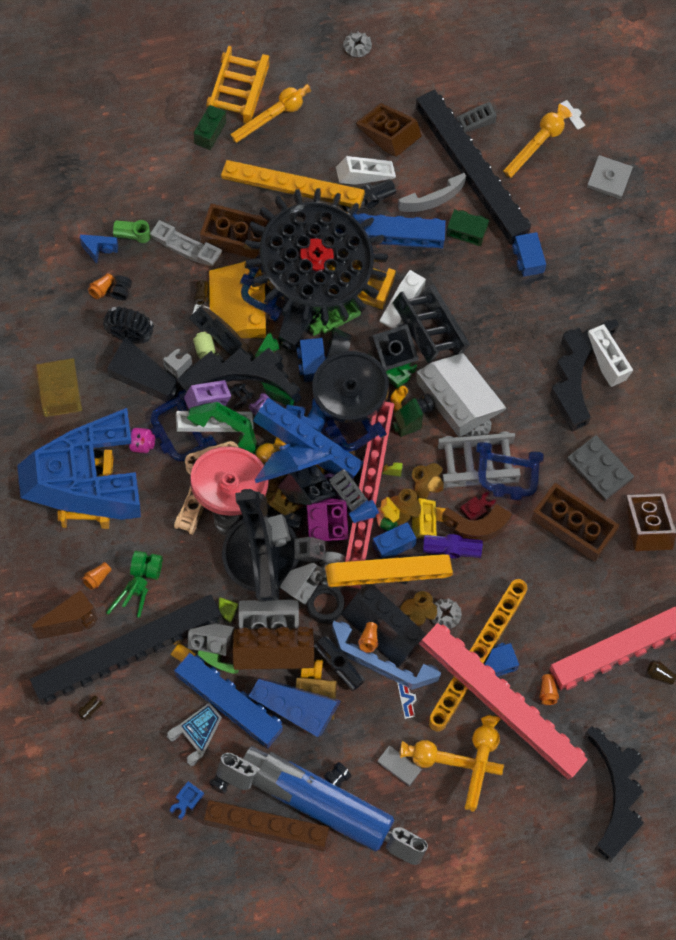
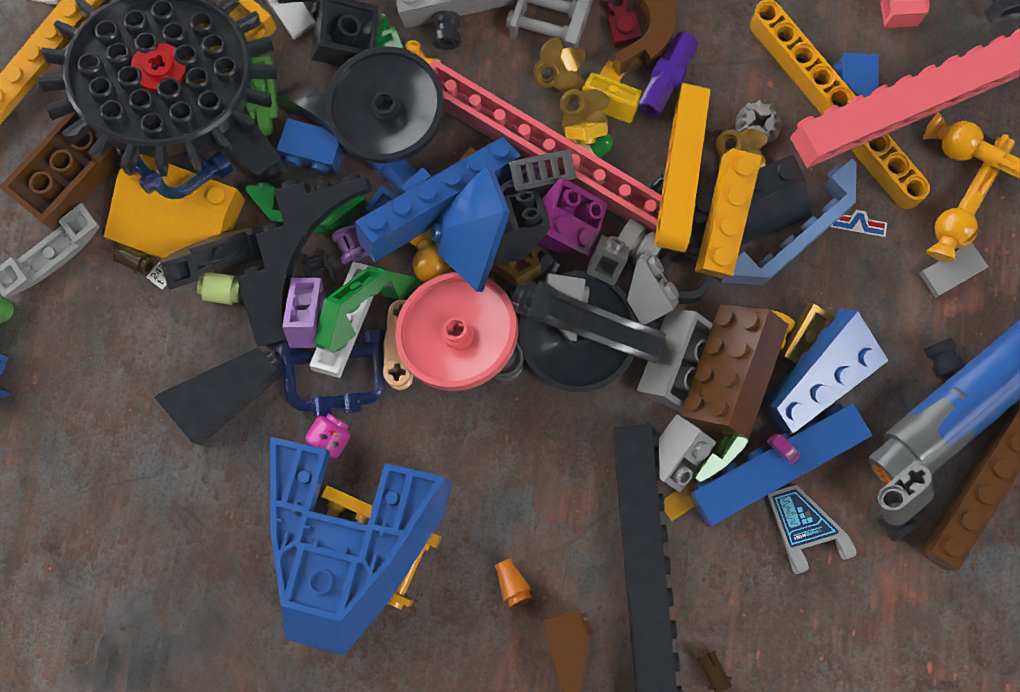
camera: 60 degrees left, 10 degrees up
(59, 387) = (185, 526): clear yellow slope -> none
(100, 287) = (52, 402): orange cone -> none
(120, 288) = (69, 373): black wheel -> none
(128, 324) = (136, 383): black gear -> none
(135, 587) = (554, 530): green plant -> none
(146, 565) = (523, 514): green wheel -> none
(175, 366) = (239, 338): light grey hinge -> none
(187, 797) = (903, 579): blue plate -> none
(189, 518) = (475, 413): light nougat piece -> none
(227, 609) = (637, 413): lime tile -> none
(235, 690) = (783, 448): none -> magenta tile
(347, 672) = (798, 285): black piece -> none
(364, 512) = (585, 159): blue cone -> none
(365, 604) = (728, 213): none -> light orange brick
(368, 641) = (768, 232): orange cone -> none
(373, 431) = (470, 100): clear blue bar -> none
(394, 470) = (527, 100): lime tile -> none
(394, 541) = (633, 144): blue brick -> none
(408, 418) = (461, 49): dark green slope -> none
(548, 690) = (919, 37): orange cone -> none

